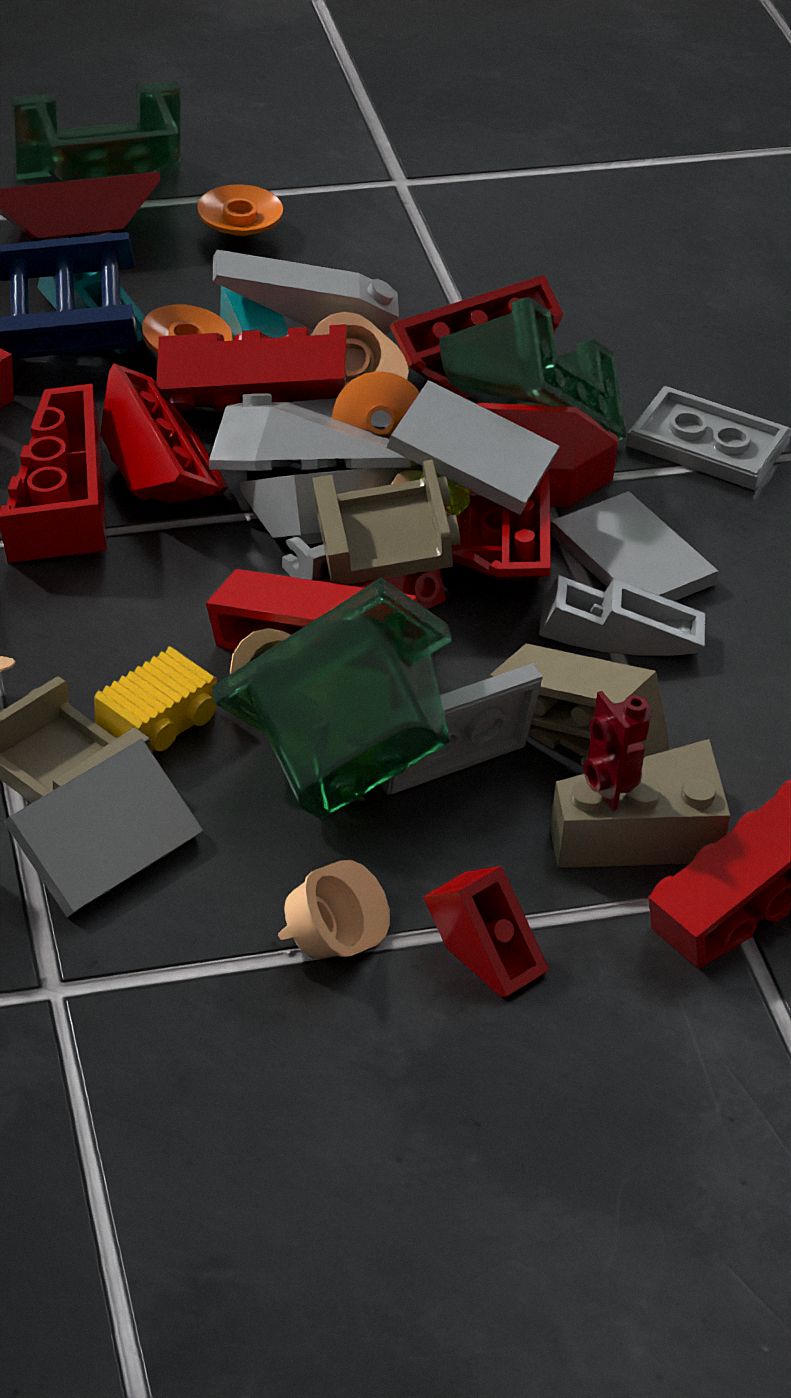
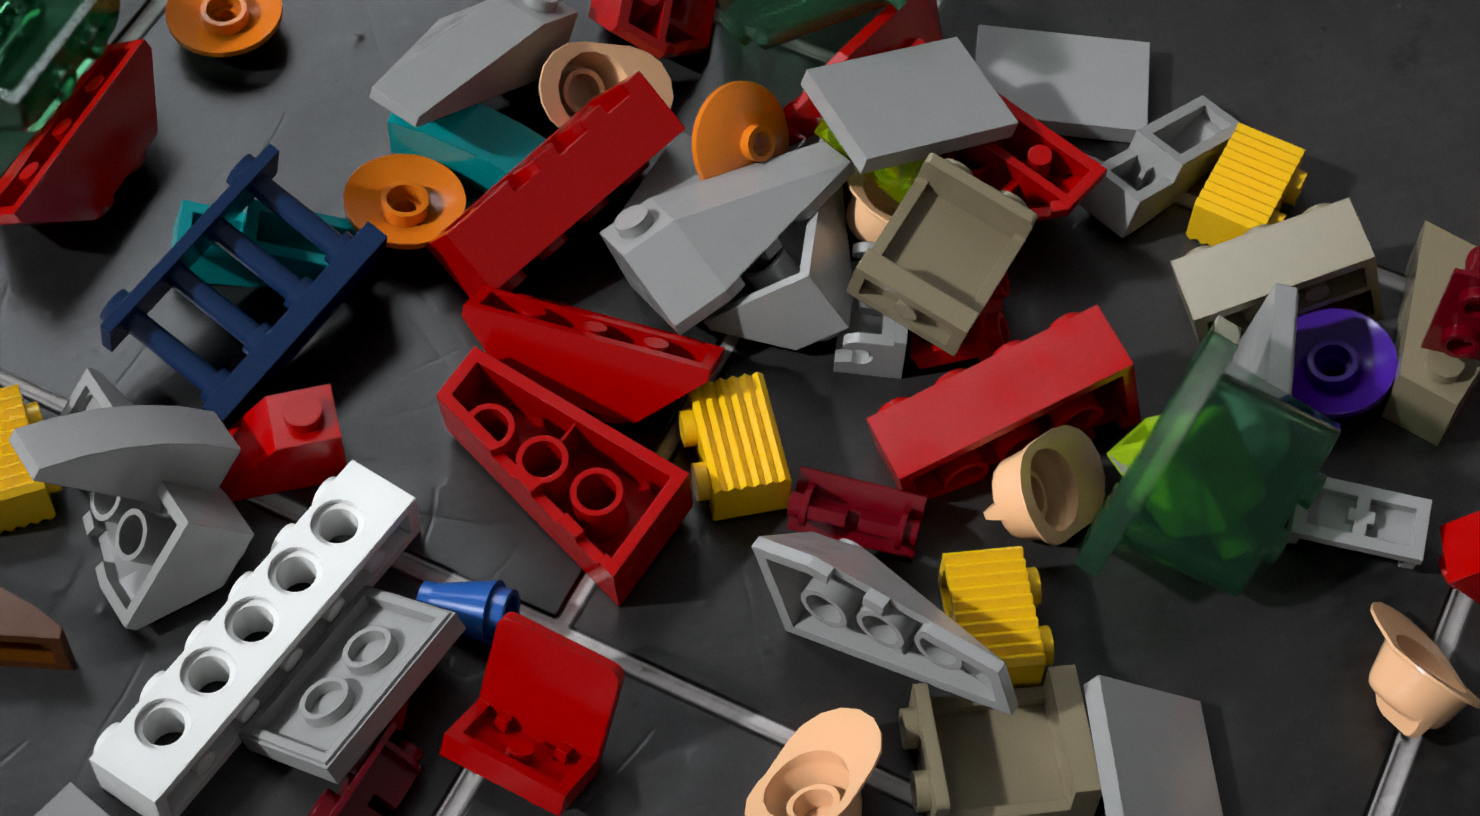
camera: 50 degrees left, 15 degrees up
(95, 623) = (862, 608): none -> light grey wedge
(165, 541) = (737, 447): none -> yellow brick
(172, 608) = (856, 511): none -> dark red hinge
(424, 829) = (1365, 521): none -> light grey hinge
(535, 763) = (1347, 344): none -> dark purple dish
(665, 650) = (1247, 186): none -> yellow brick

